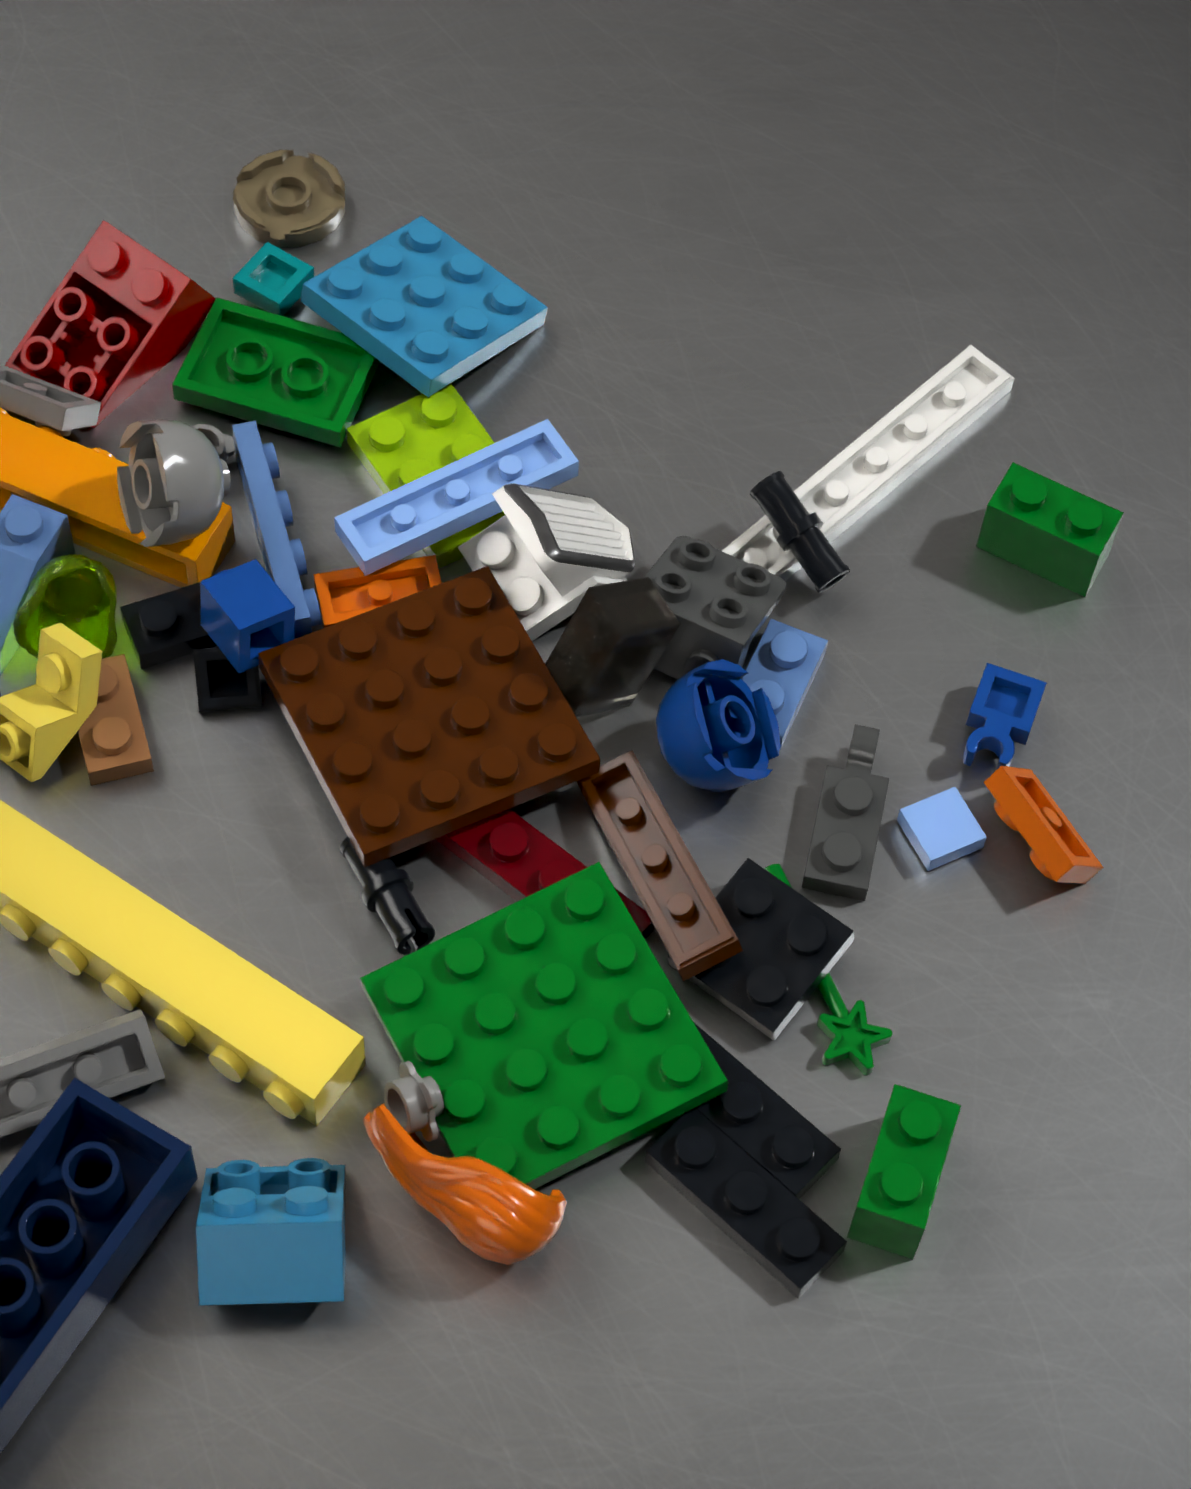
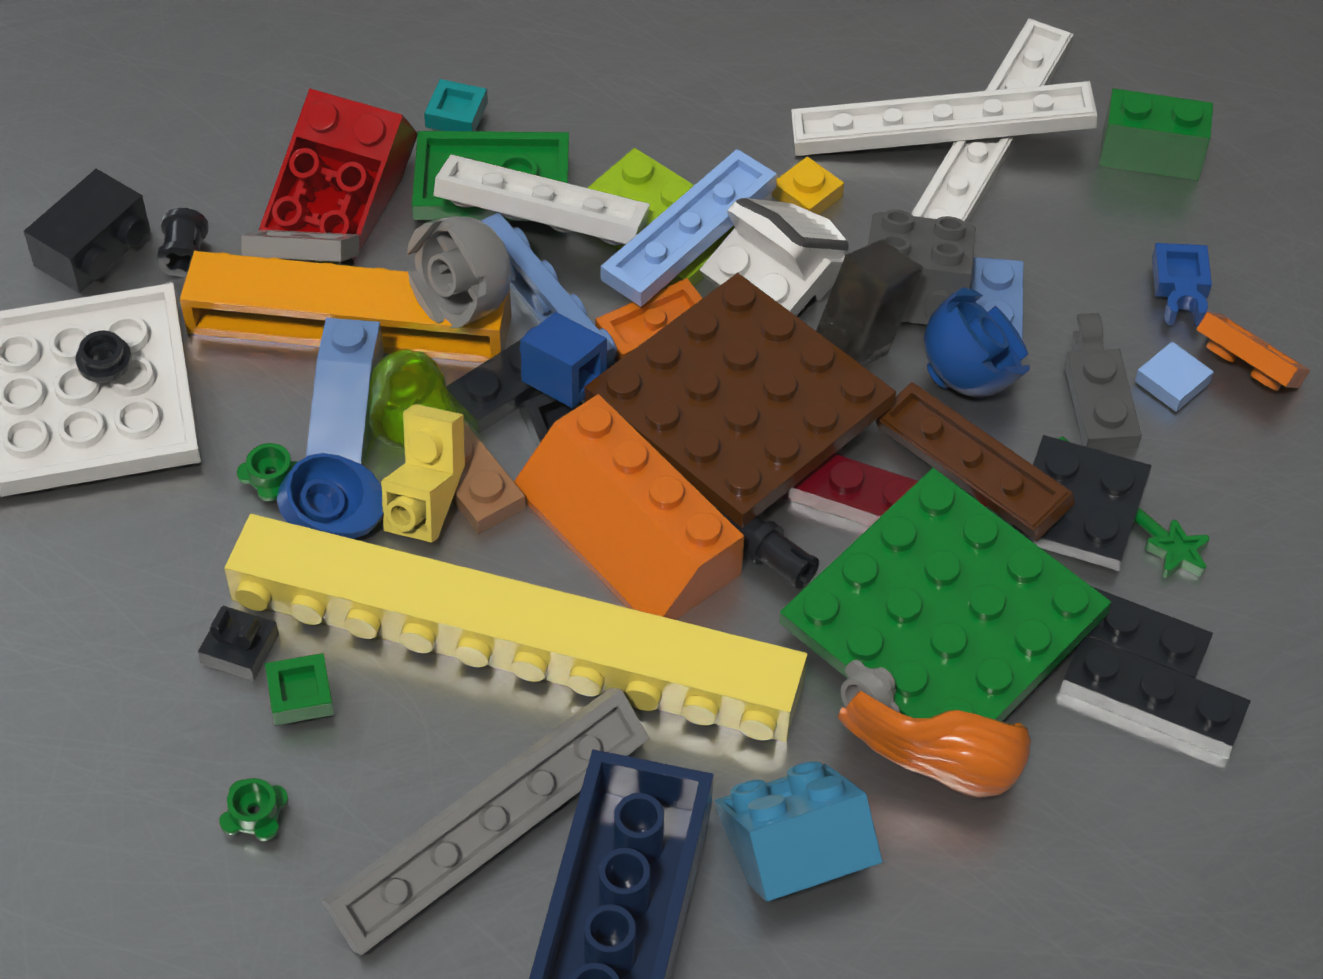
camera: 15 degrees left, 5 degrees down
(251, 815) = (629, 513): none -> orange slope
(289, 198) = (437, 45): dark tan tile -> none
(306, 419) = (540, 200): none -> white plate
(424, 305) = (588, 95): dark azure plate -> none
(625, 483) = (809, 187): none -> yellow plate
(799, 531) = (968, 184): black pin -> none
(813, 442) = (943, 118): none -> white tile
(904, 1171) = (1272, 633): green brick -> none

